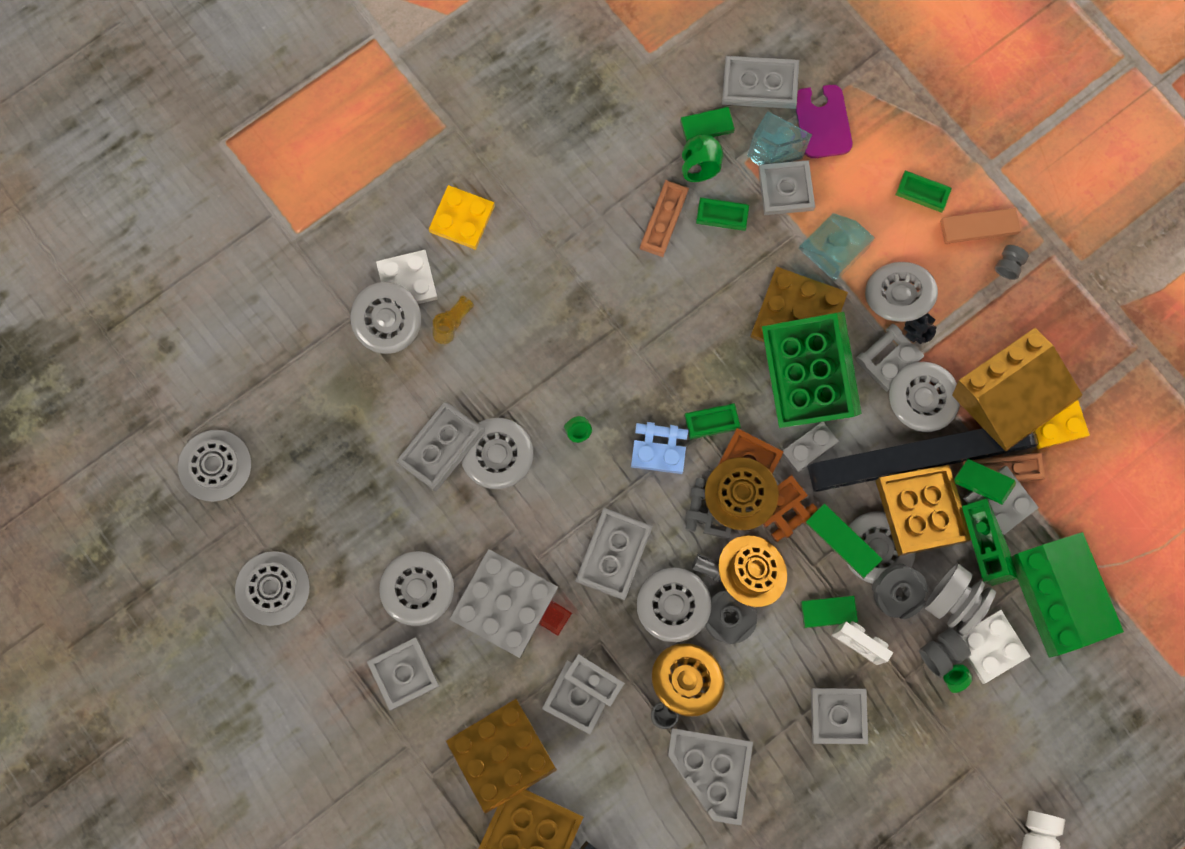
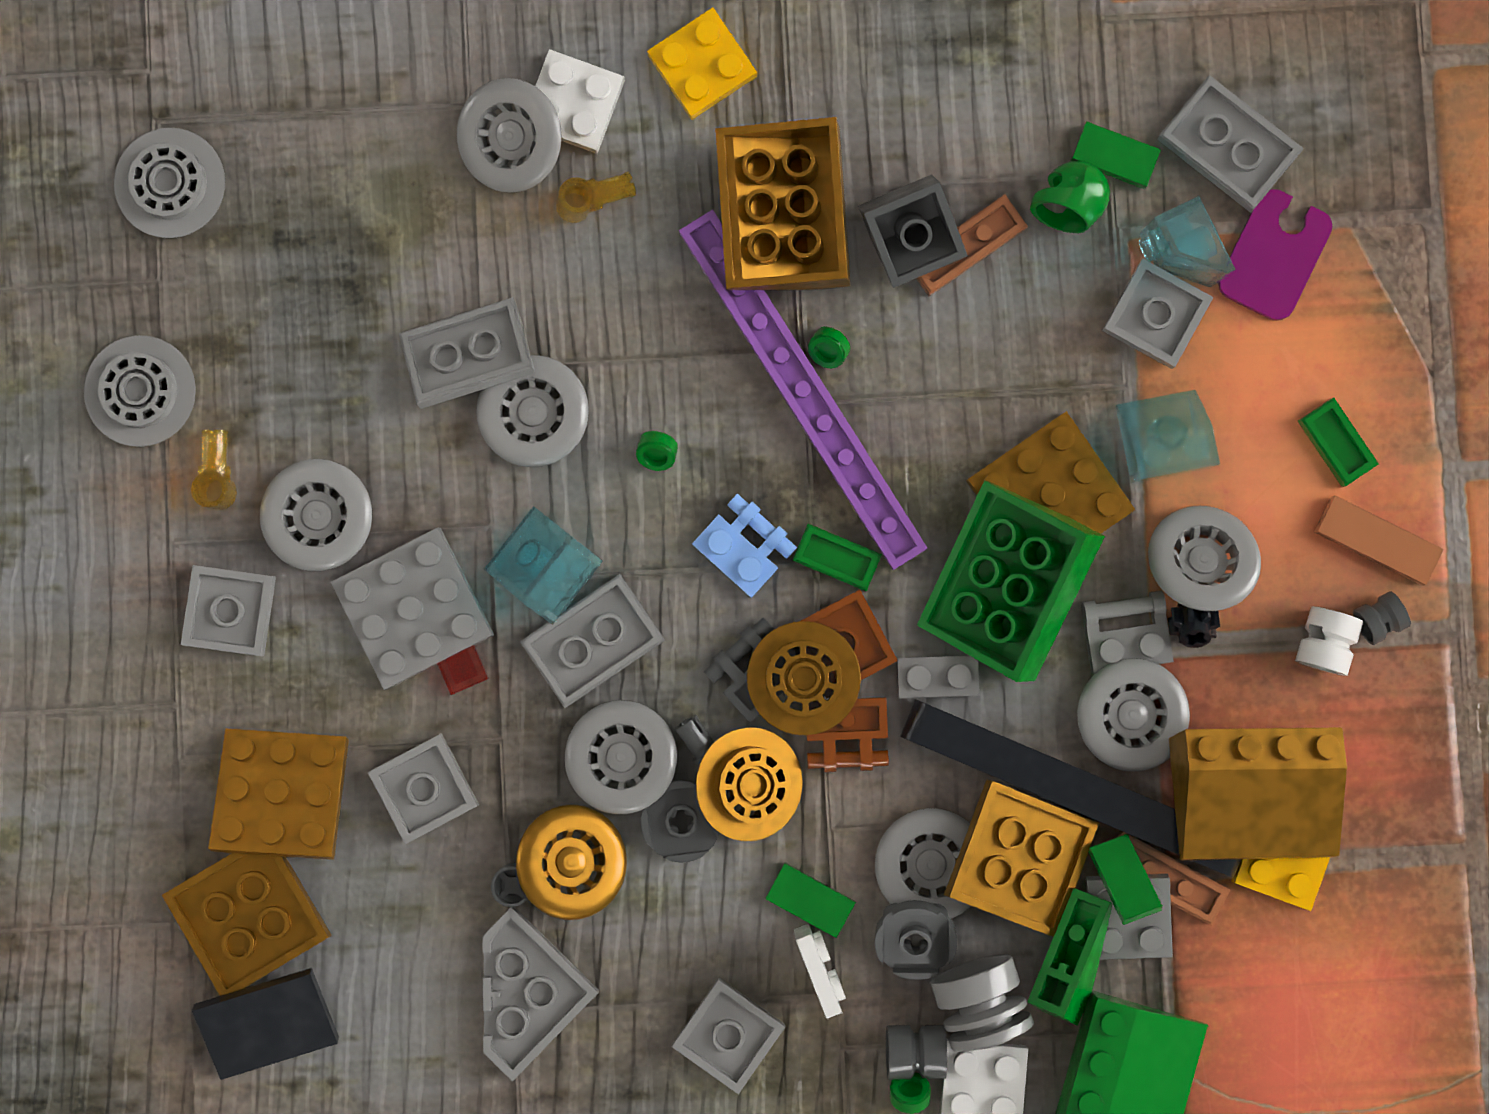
camera: 35 degrees right, 10 degrees up
(343, 601) = (214, 468): none -> clear yellow pin
(557, 258) = (783, 205): none -> pearl gold slope
(559, 530) = (543, 565): none -> clear light blue slope
(594, 680) = (452, 783): light grey plate -> none
(631, 315) = (828, 347): none -> green tile
(632, 227) = (913, 230): none -> dark grey slope
(633, 346) = (808, 400): none -> medium lavender plate
(722, 214) = (1047, 291): green tile -> none
(844, 541) = (890, 827): green tile -> none
(994, 290) = (1329, 641): none -> white wheel

